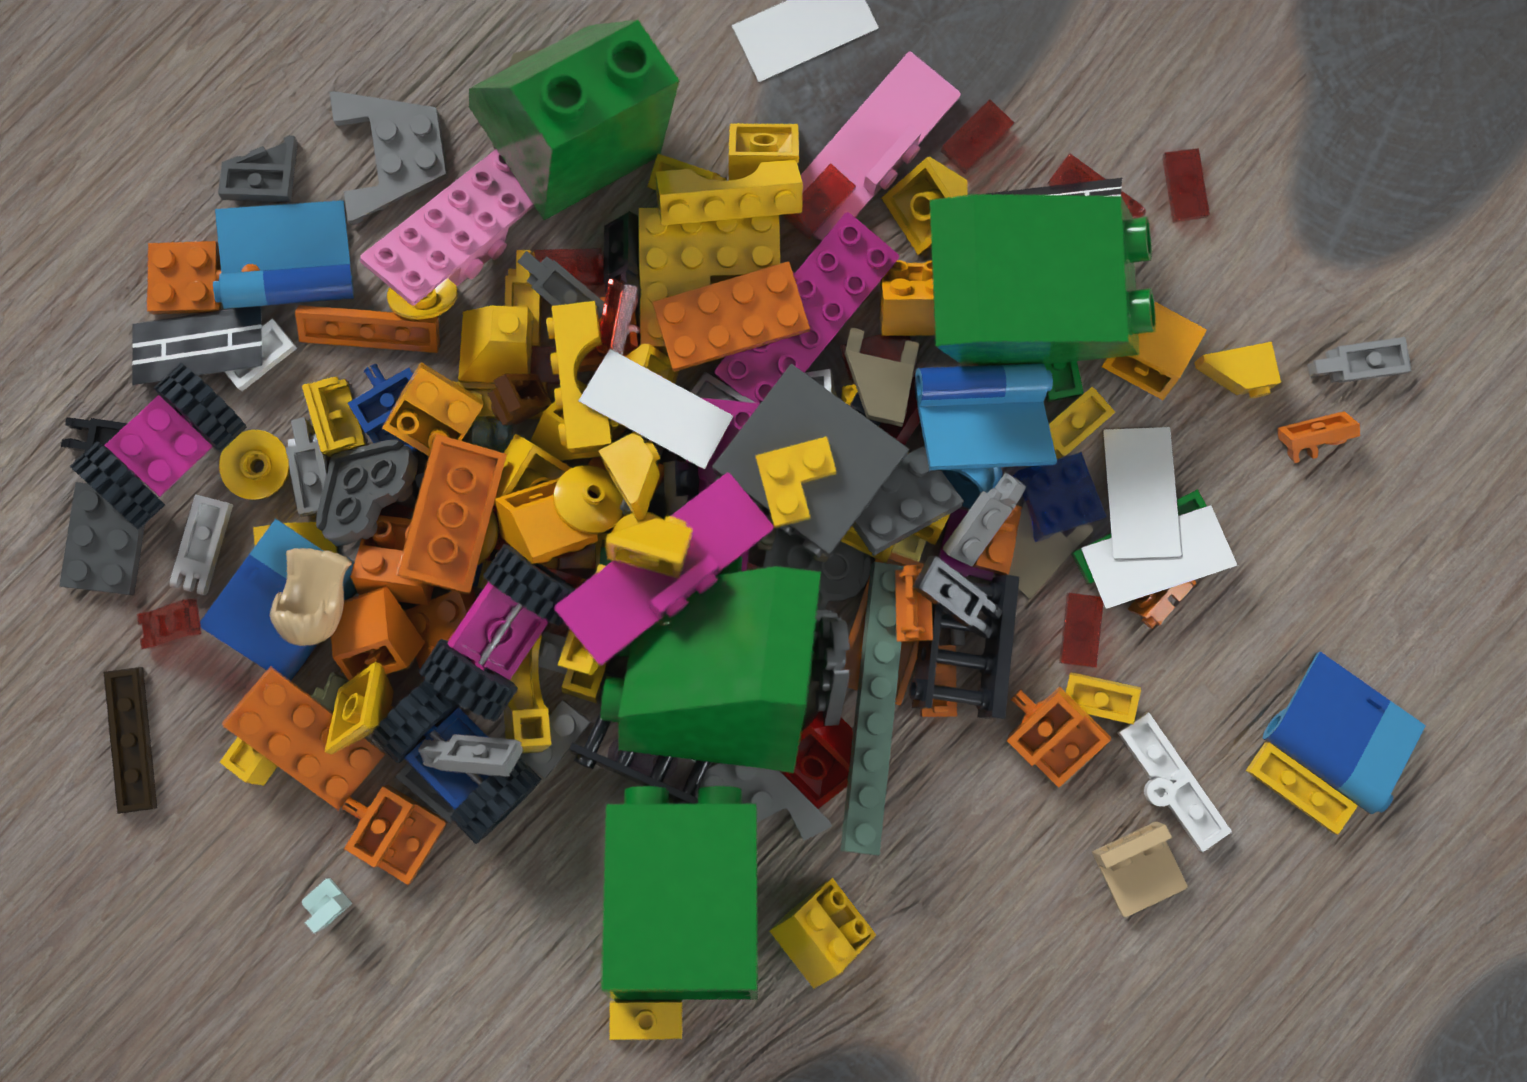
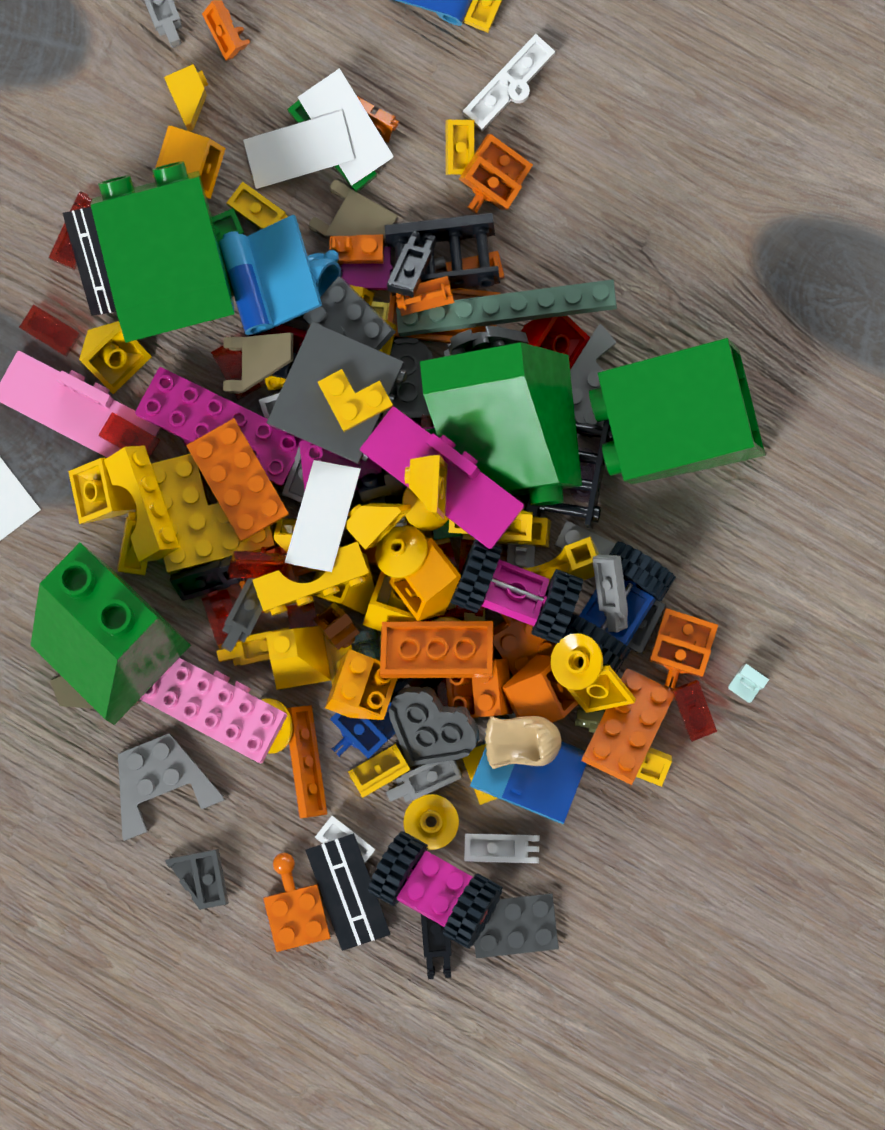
camera: 100 degrees left, 0 degrees up
(130, 740) = (661, 865): dark brown tile -> none
(169, 624) = (567, 849): clear red plate -> none
(296, 247) = (257, 832): dark azure door -> none
(308, 827) = (694, 710): none -> clear red plate
(382, 674) = (566, 657): none -> yellow dish
(646, 1019) = (773, 428): yellow plate -> none
(823, 933) = (680, 312): yellow slope -> none
(907, 300) = (189, 350): light orange slope -> none
(984, 520) = (348, 259): light grey hinge -> none
(1060, 496) = (316, 208): clear blue piece -> none
(1081, 630) = (412, 172): clear red plate -> none
(1140, 868) = (578, 94): tan bracket -> none
(1185, 185) = (52, 166): clear red plate -> none

